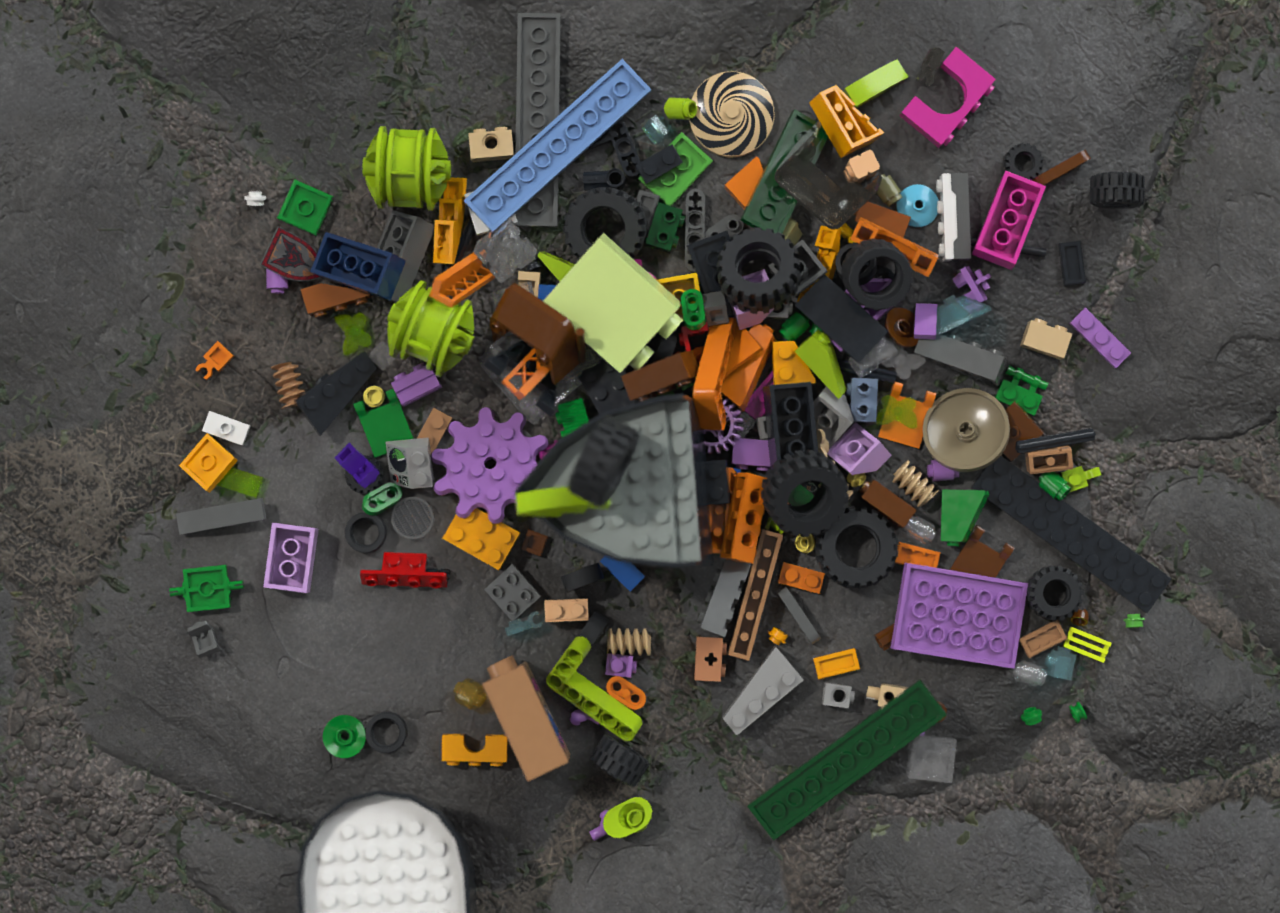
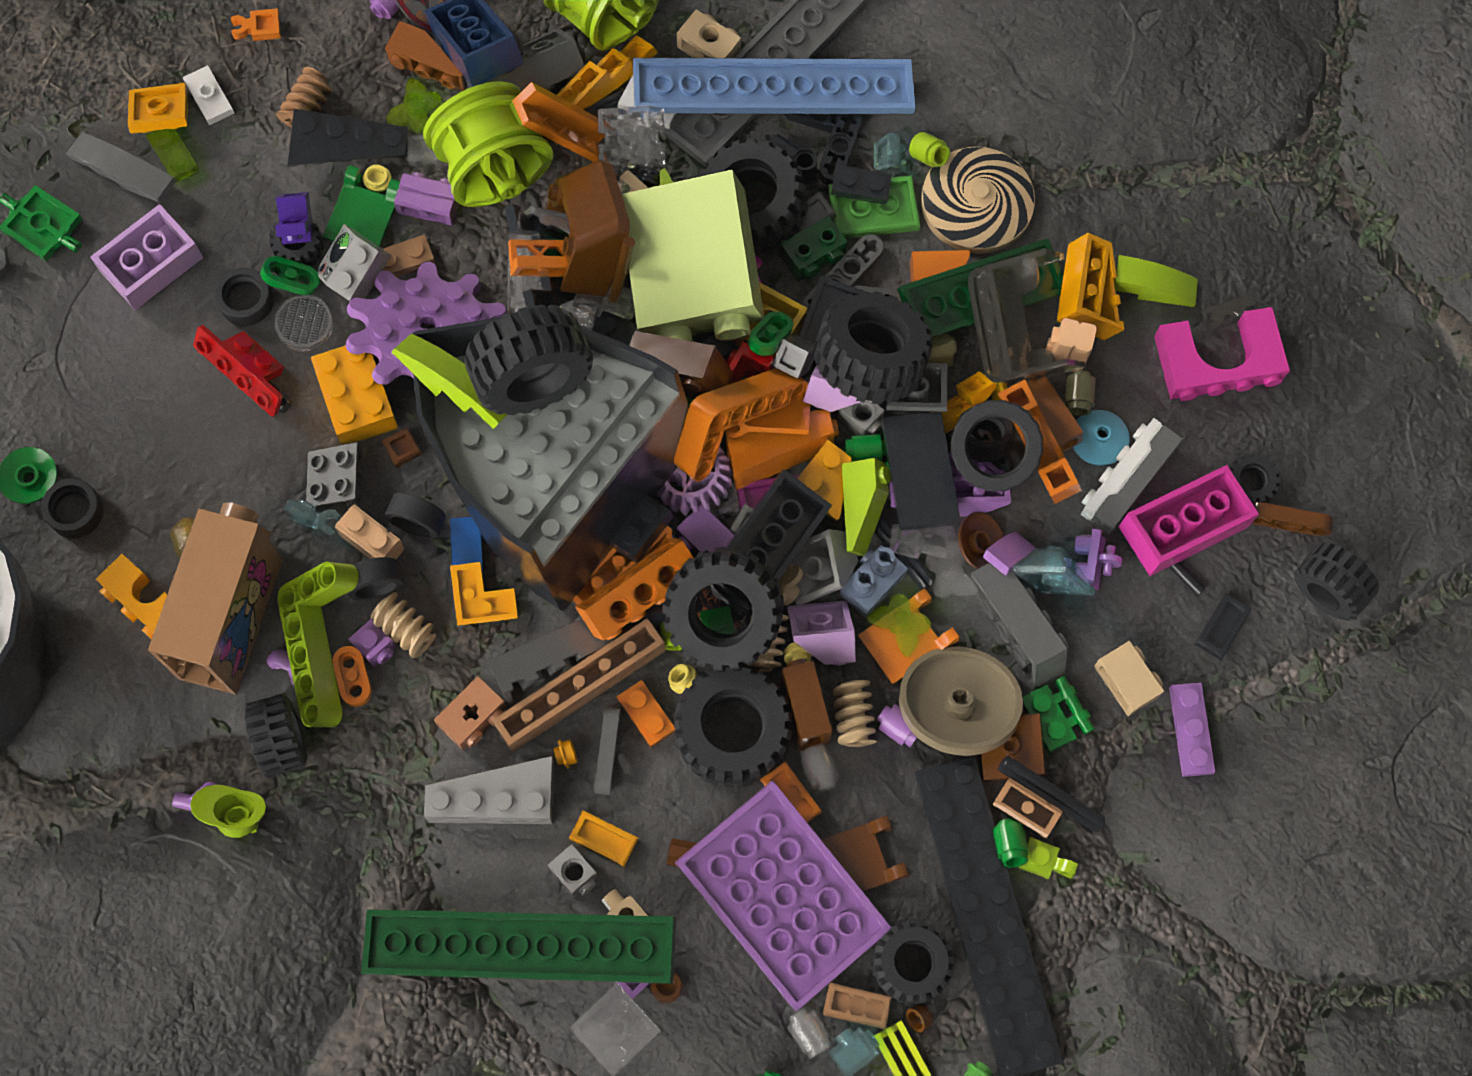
camera: 40 degrees right, 15 degrees down
(657, 597) = (473, 603): none -> light orange plate
(960, 514) = (879, 786): green slope -> none

